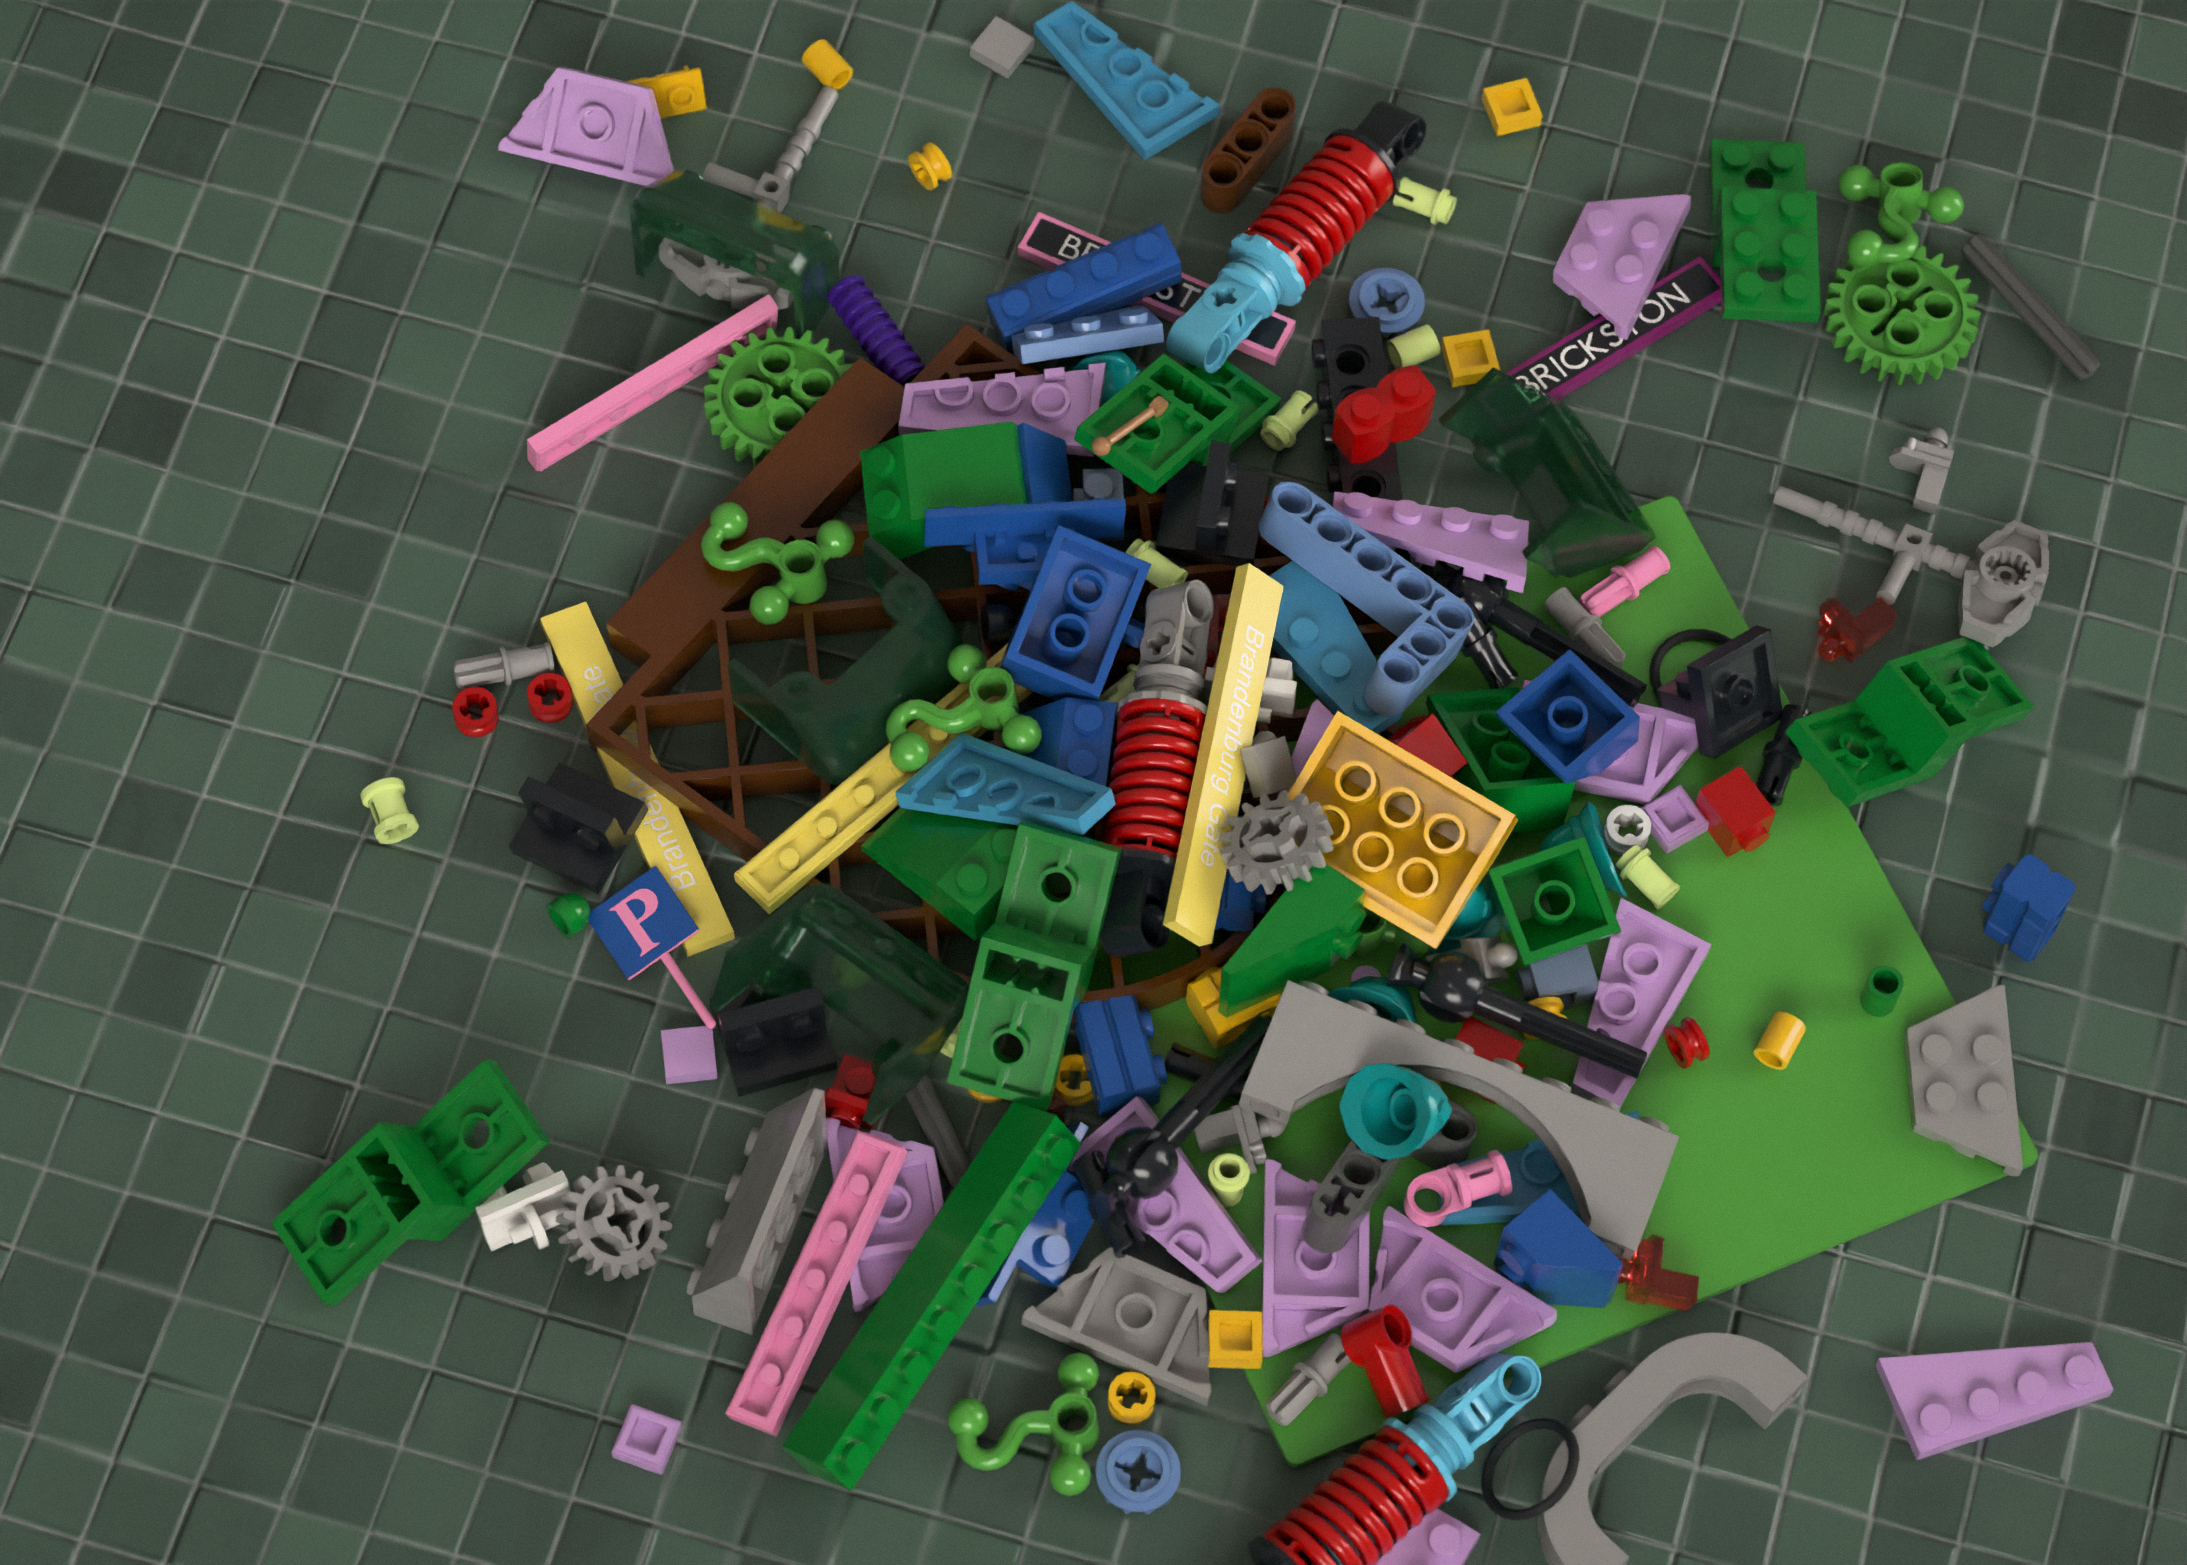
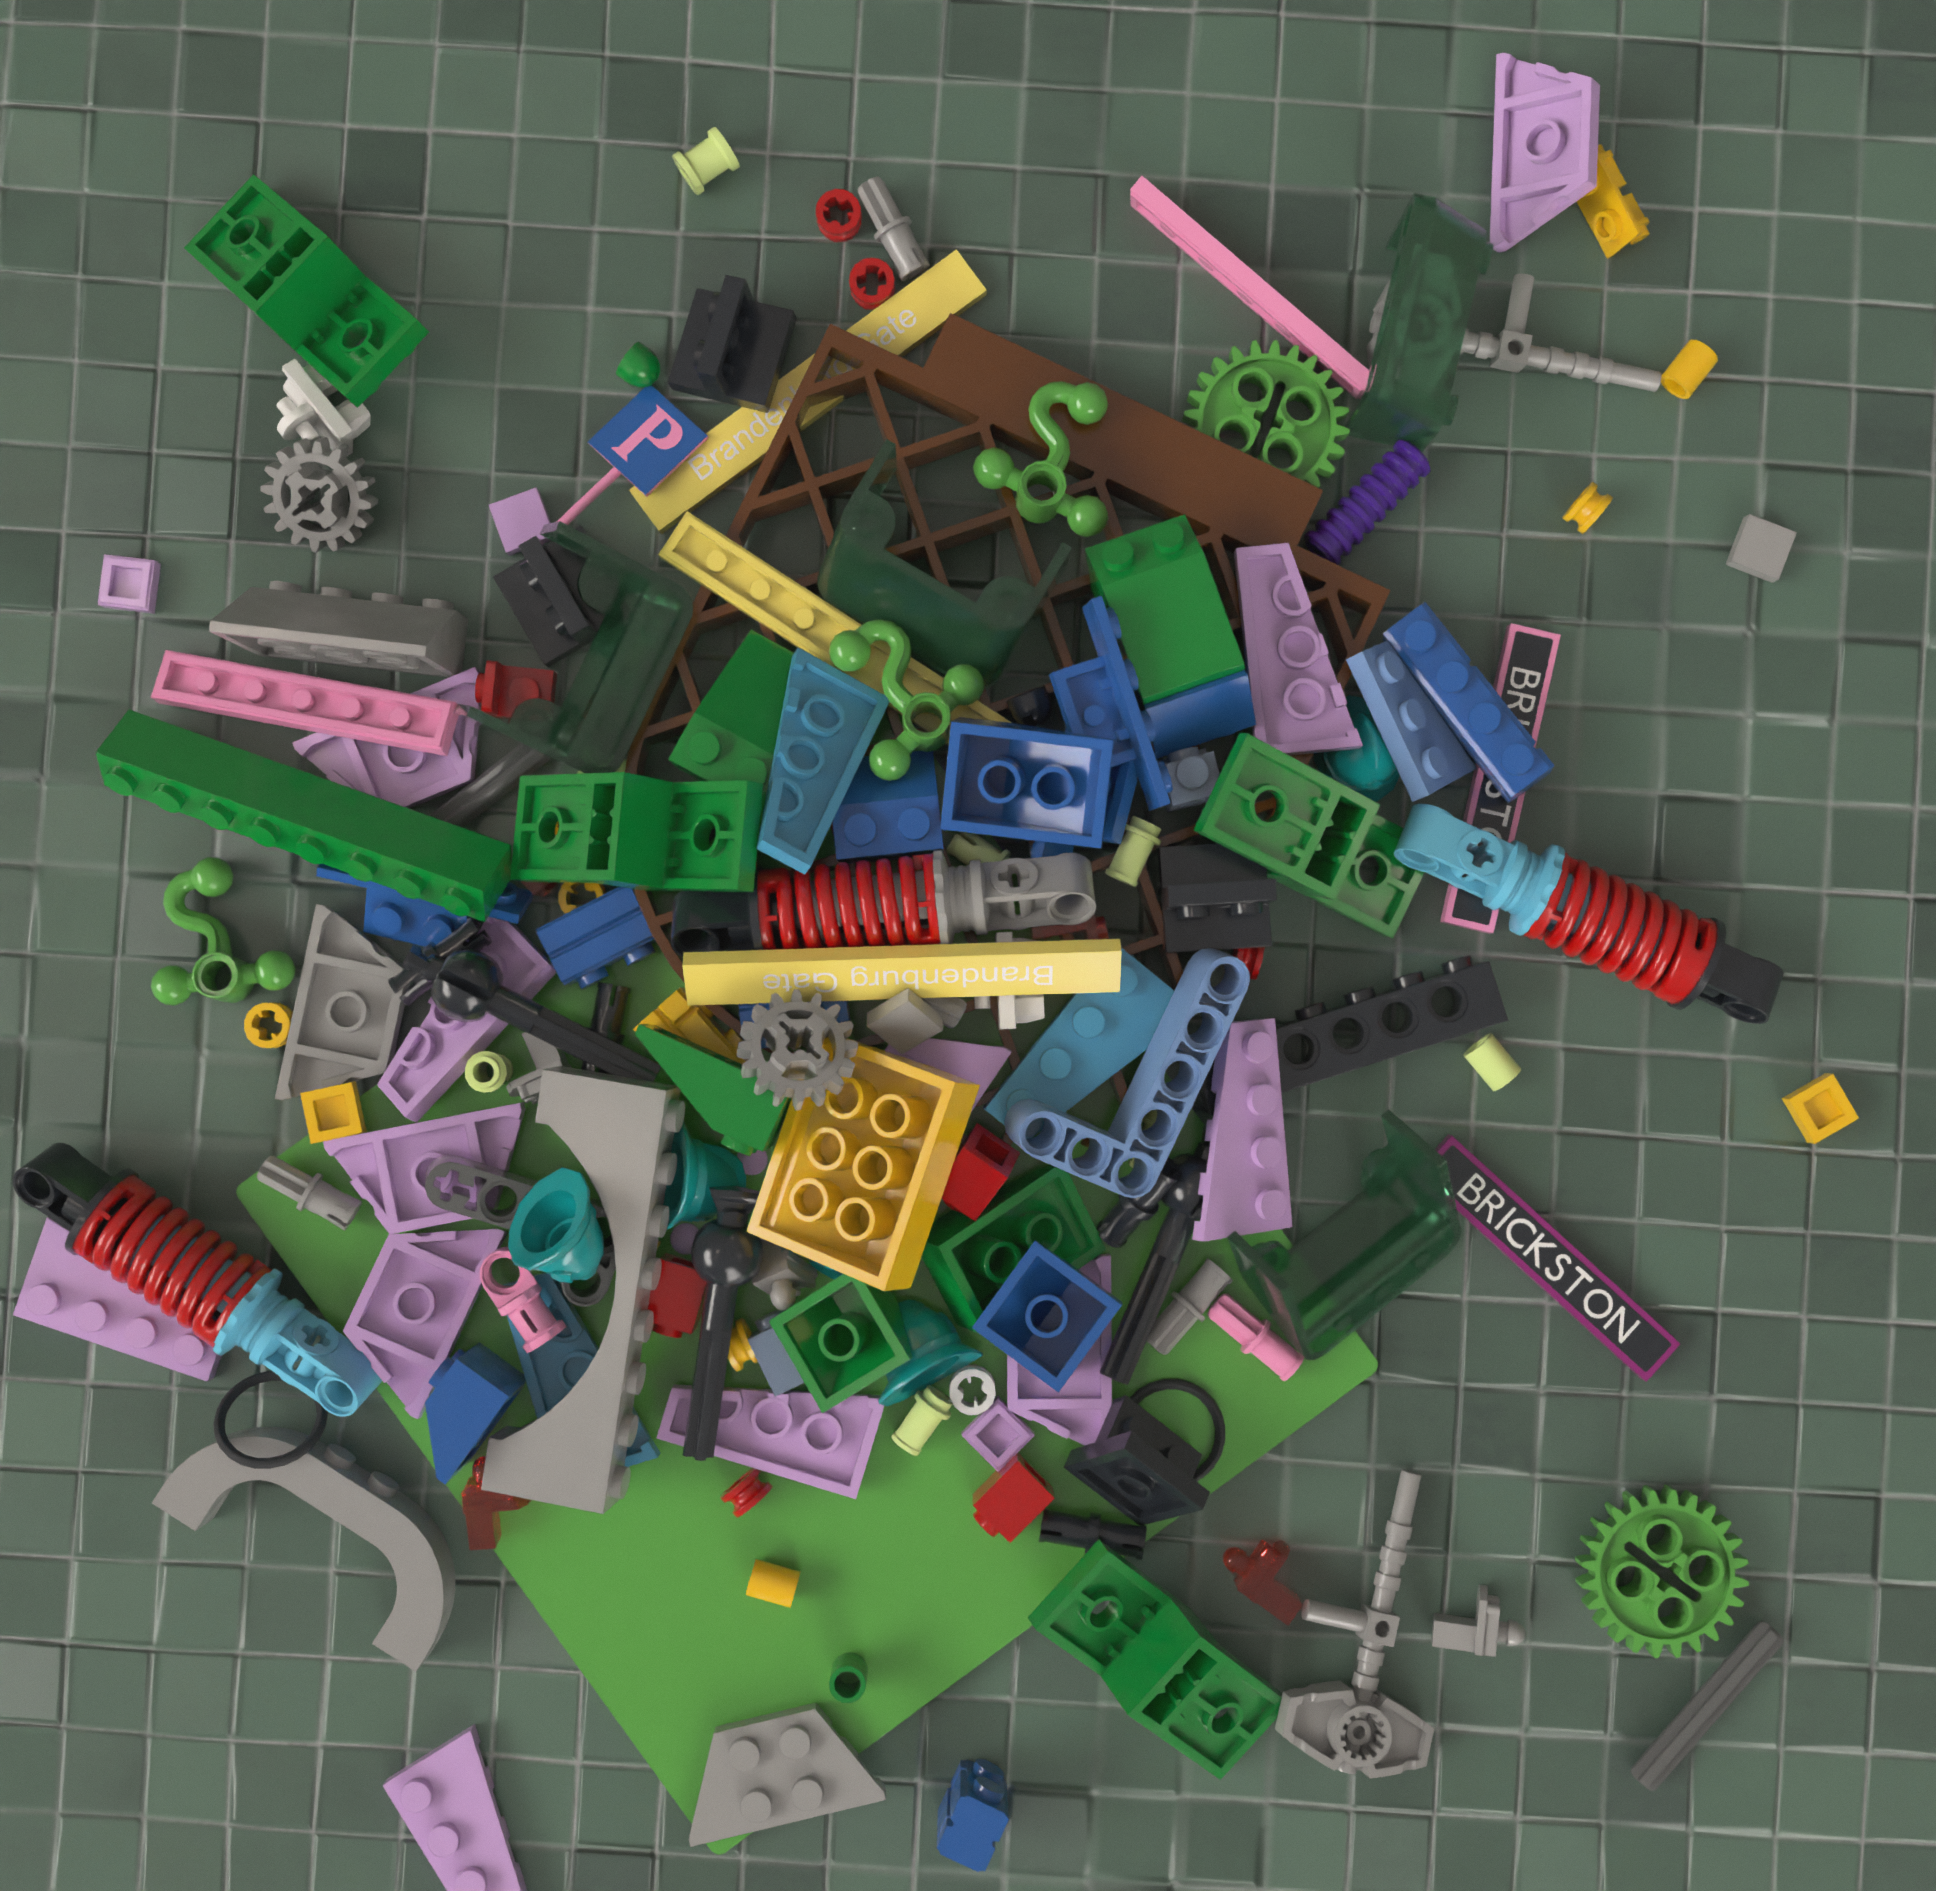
camera: 75 degrees right, 25 degrees up
(1102, 445) = (1226, 764): medium nougat hinge -> none
(1123, 82) = (1735, 703): dark azure wing -> none
(1124, 1452) = (180, 1064): medium blue gear -> none
(1244, 168) = (1716, 838): reddish brown beam -> none
(1281, 429) = (1370, 950): yellowish green pin -> none
(1381, 1346) = (346, 1258): red piece -> none
(1383, 414) = (1385, 1063): red brick -> none
(1391, 285) = (1566, 1023): medium blue gear -> none
(1425, 201) = (1677, 1039): yellowish green pin -> none
(1468, 357) = (1493, 1124): yellow plate -> none
(1619, 255) = (1659, 1257): lavender wing -> none
(1764, 231) = (1723, 1410): green bracket -> none
(1899, 206) = (1801, 1547): bright green piece -> none

